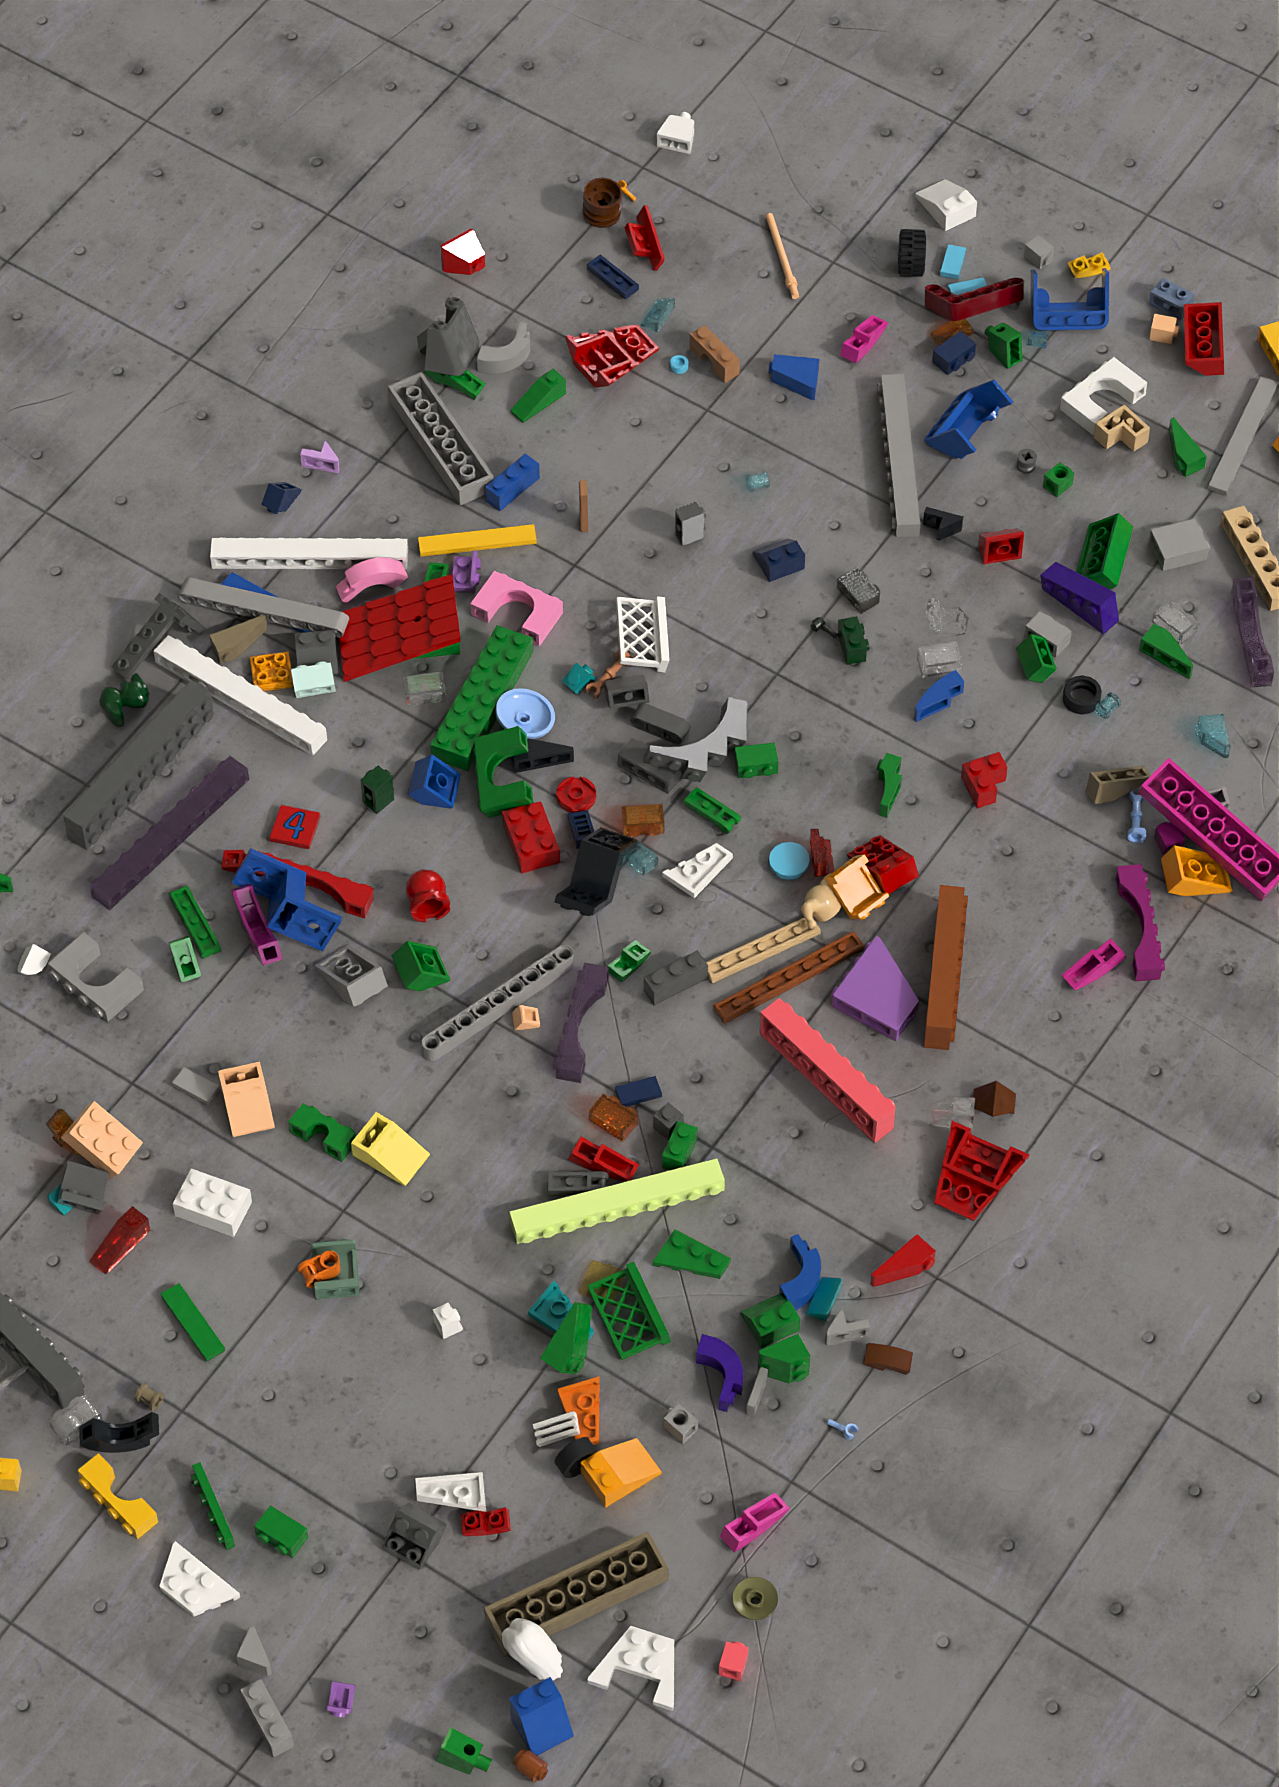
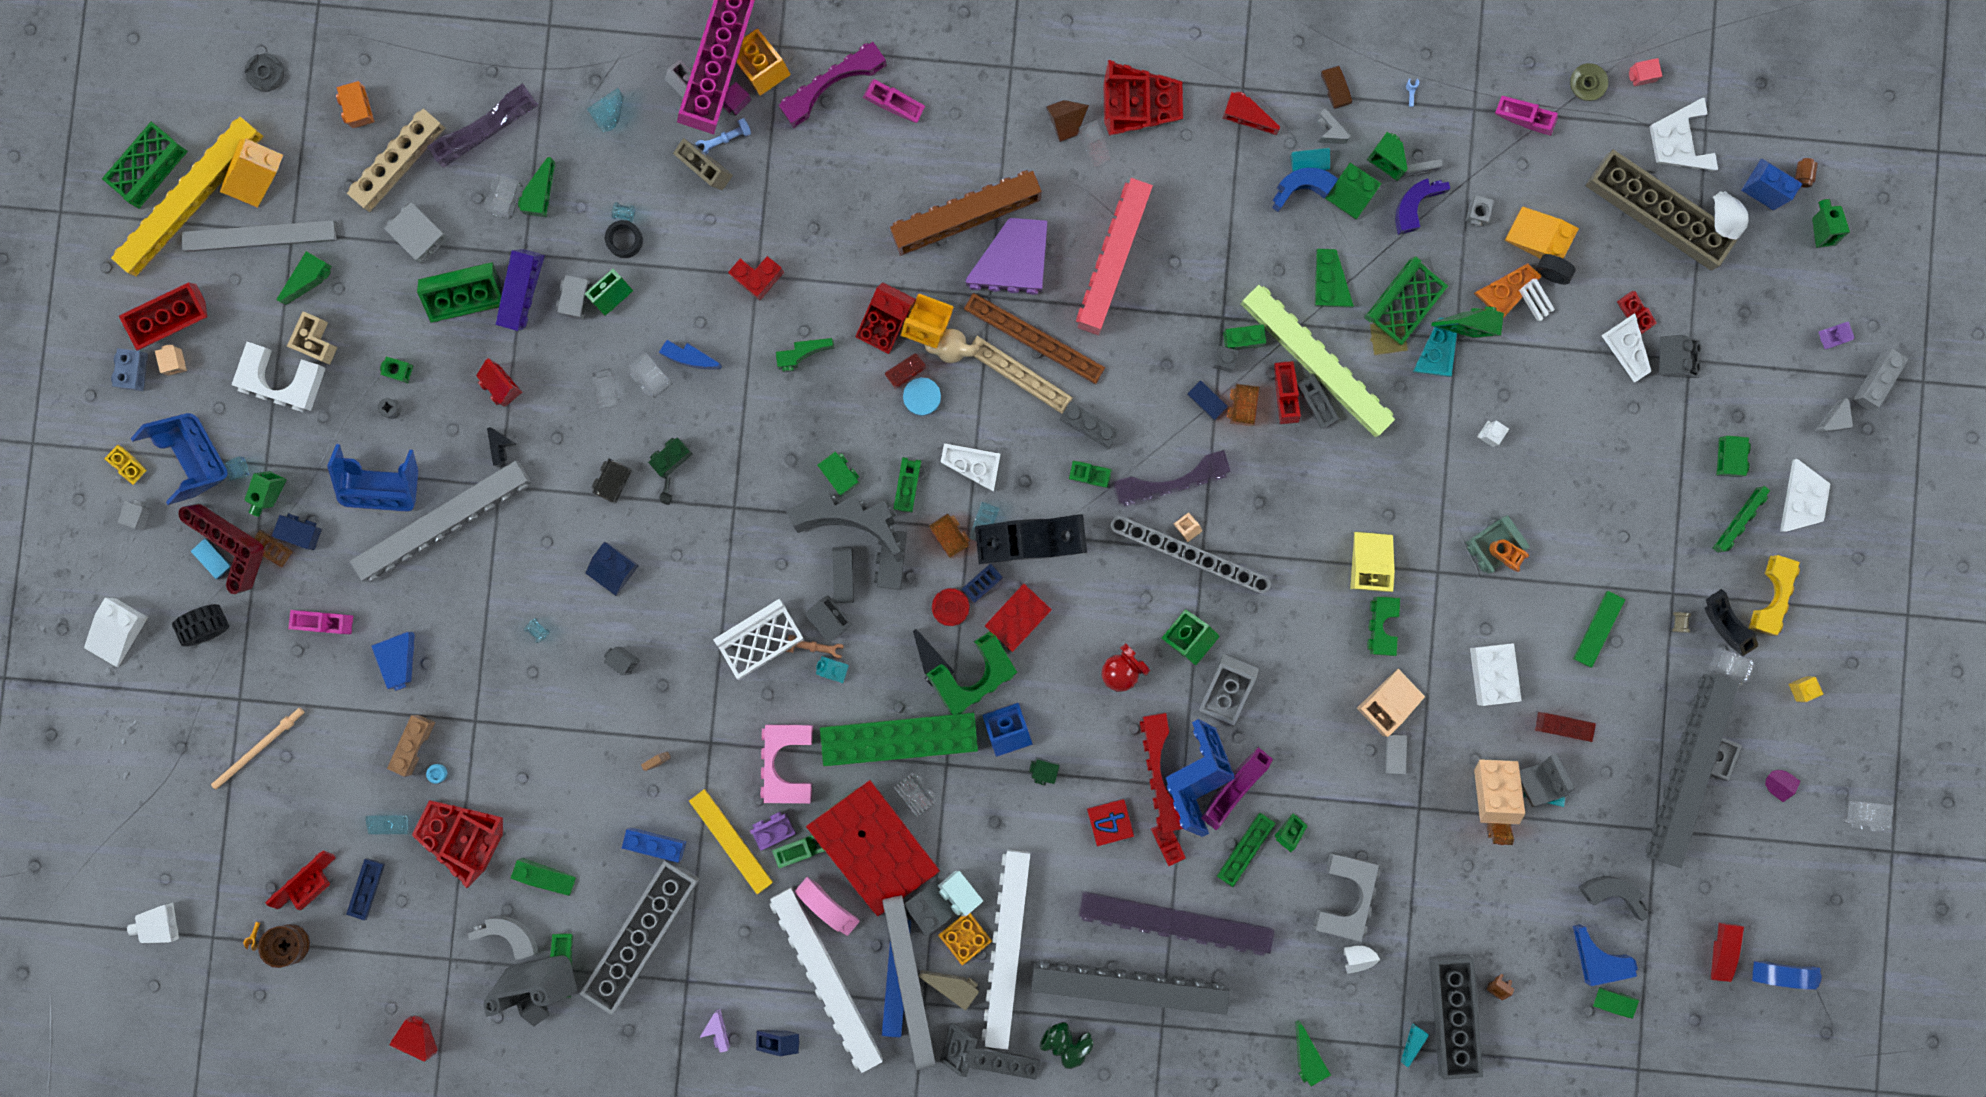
camera: 120 degrees left, 30 degrees up
(527, 710) = (889, 684): light blue dish -> none
(953, 261) = (184, 589): medium azure tile -> none

